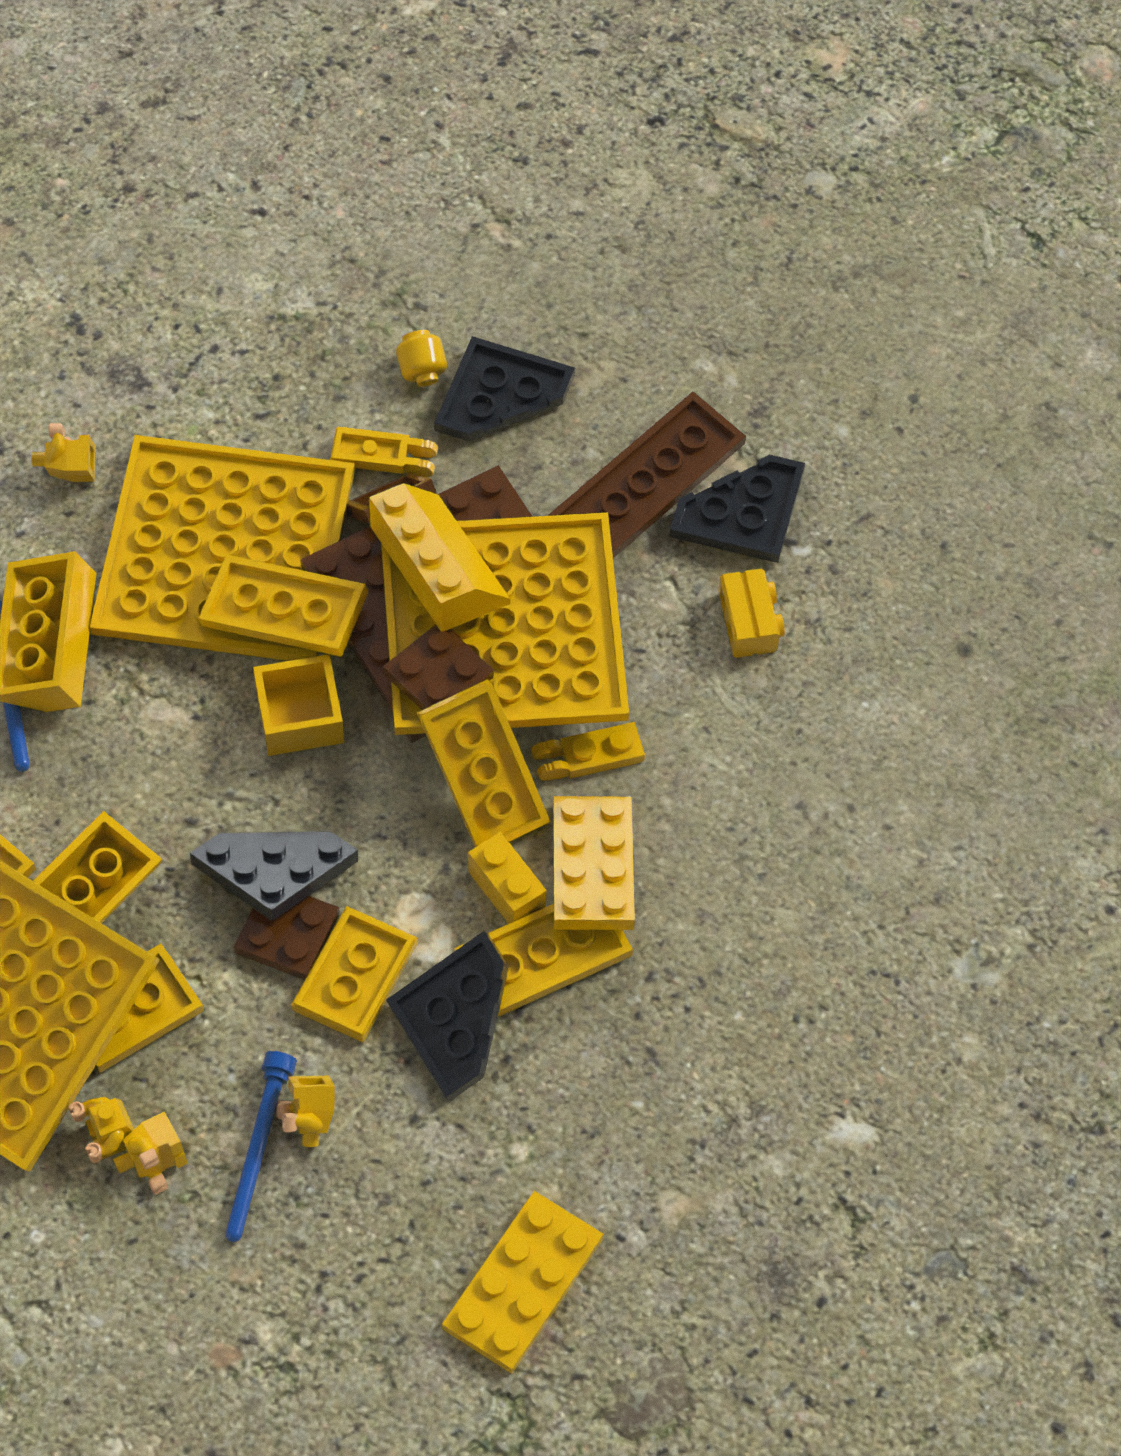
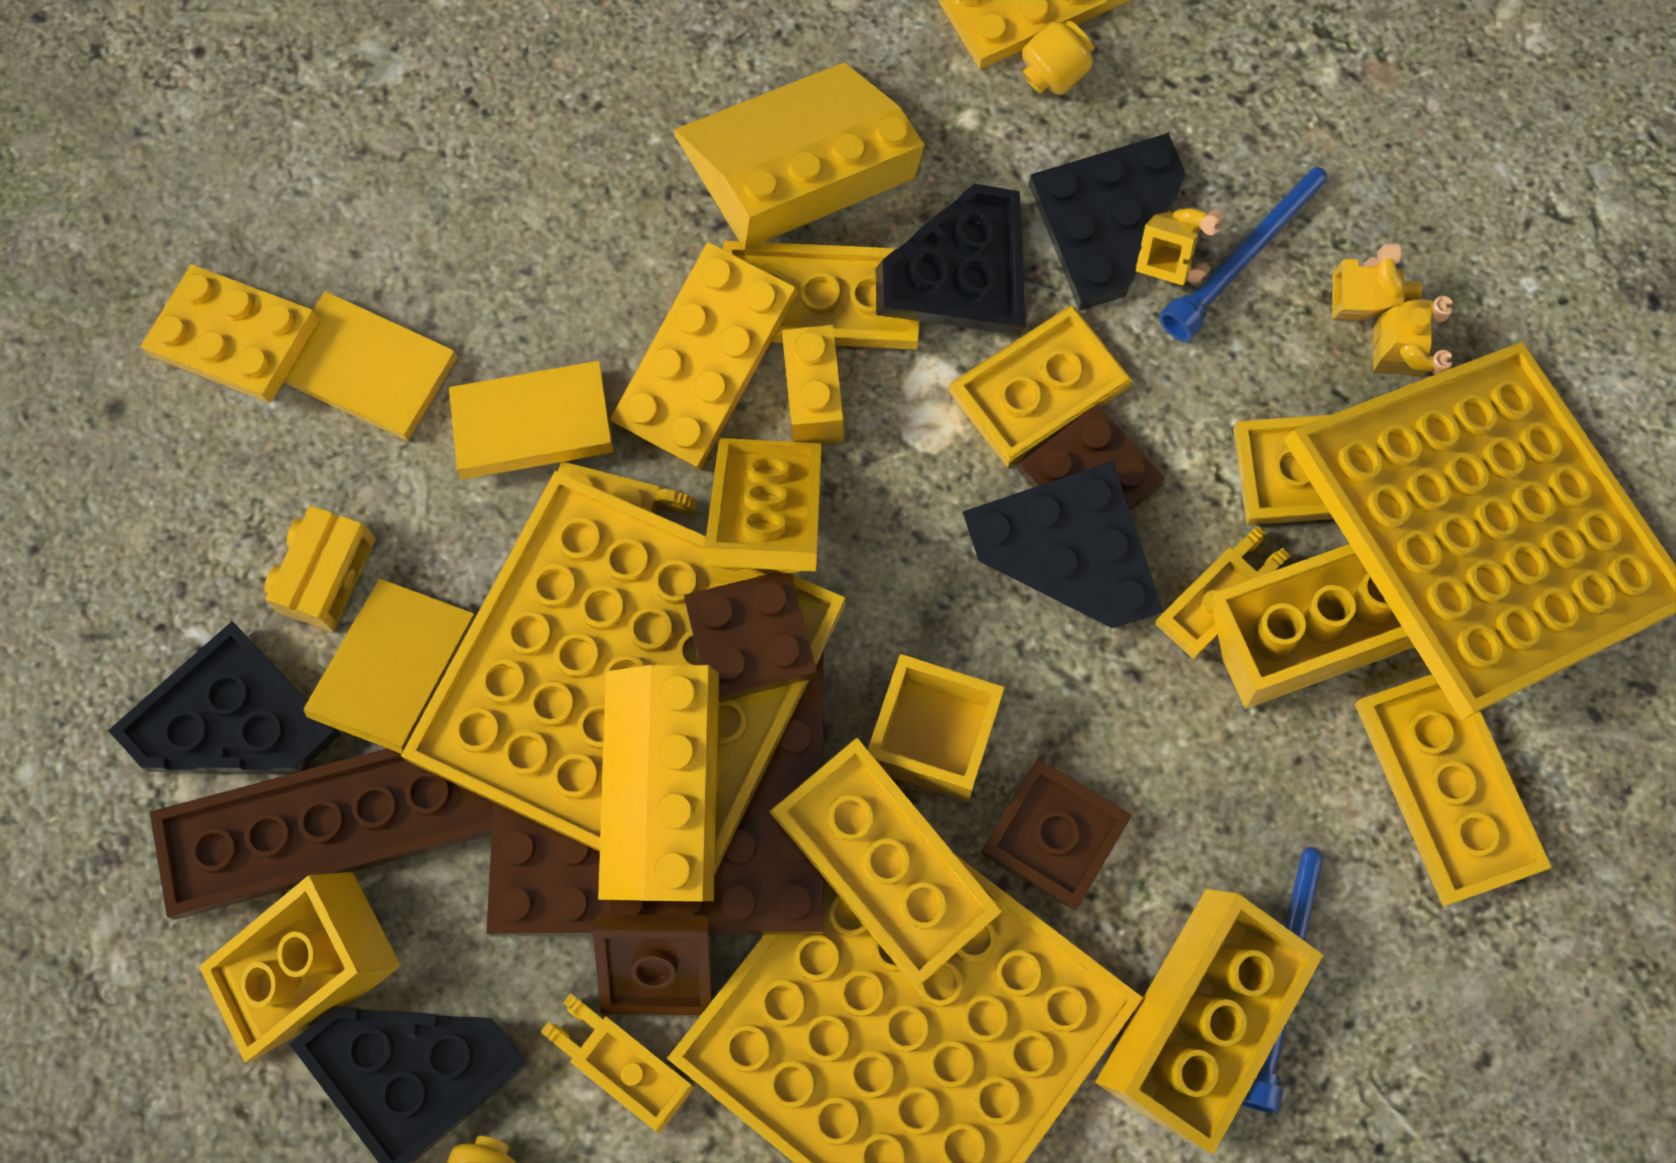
camera: 145 degrees left, 10 degrees up
(158, 892) = (1190, 617): none -> yellow hinge
(190, 694) = (1056, 834): none -> reddish brown plate
(374, 1124) = (1100, 213): none -> black plate
(475, 1216) = (1057, 57): none -> yellow head
(598, 409) = (298, 962): none -> yellow slope
(622, 1039) = (801, 152): none -> yellow slope
(663, 581) = (389, 665): none -> yellow tile
(682, 769) = (530, 420): none -> yellow tile
(819, 753) = (370, 367): none -> yellow tile
(922, 723) = (230, 333): none -> yellow plate

